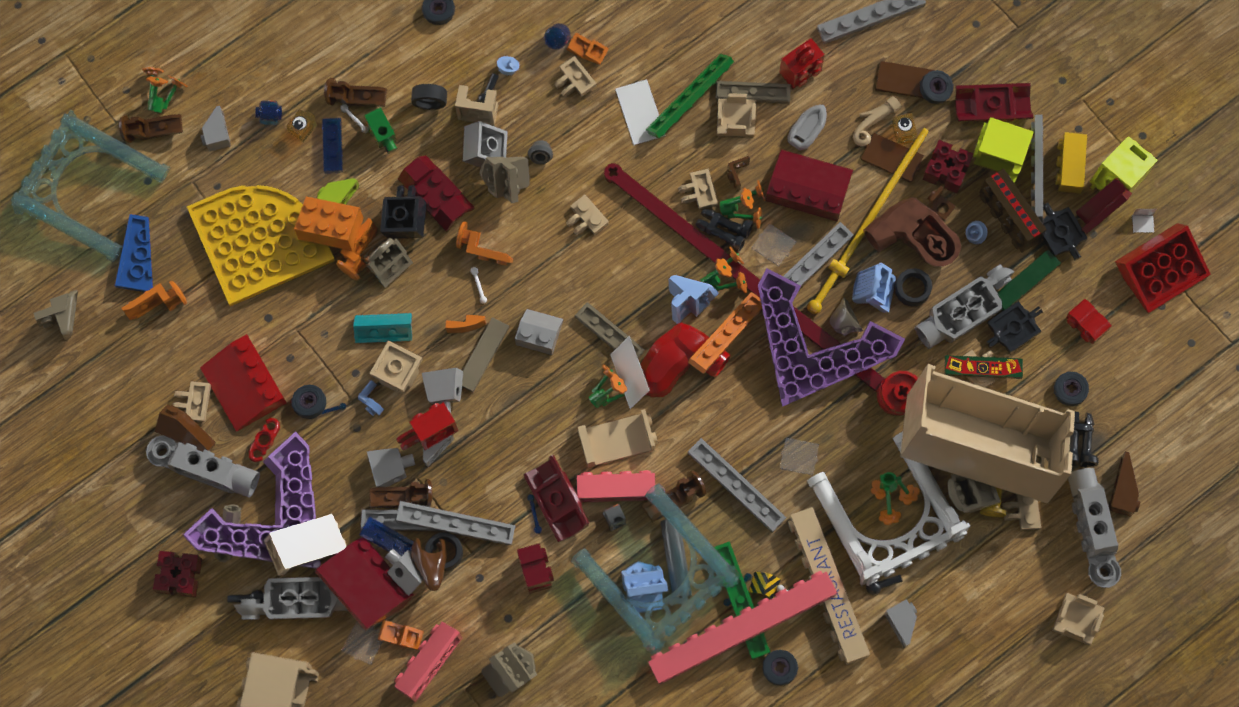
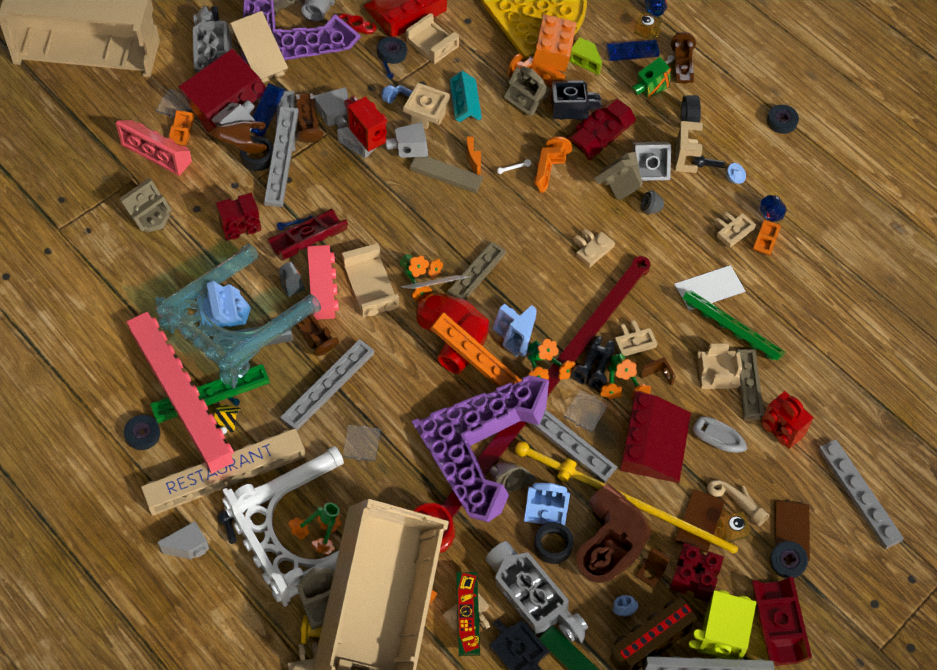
camera: 80 degrees right, 15 degrees down
(297, 357) = (431, 39): none -> tan panel
(538, 331) = (472, 212): light grey slope -> none

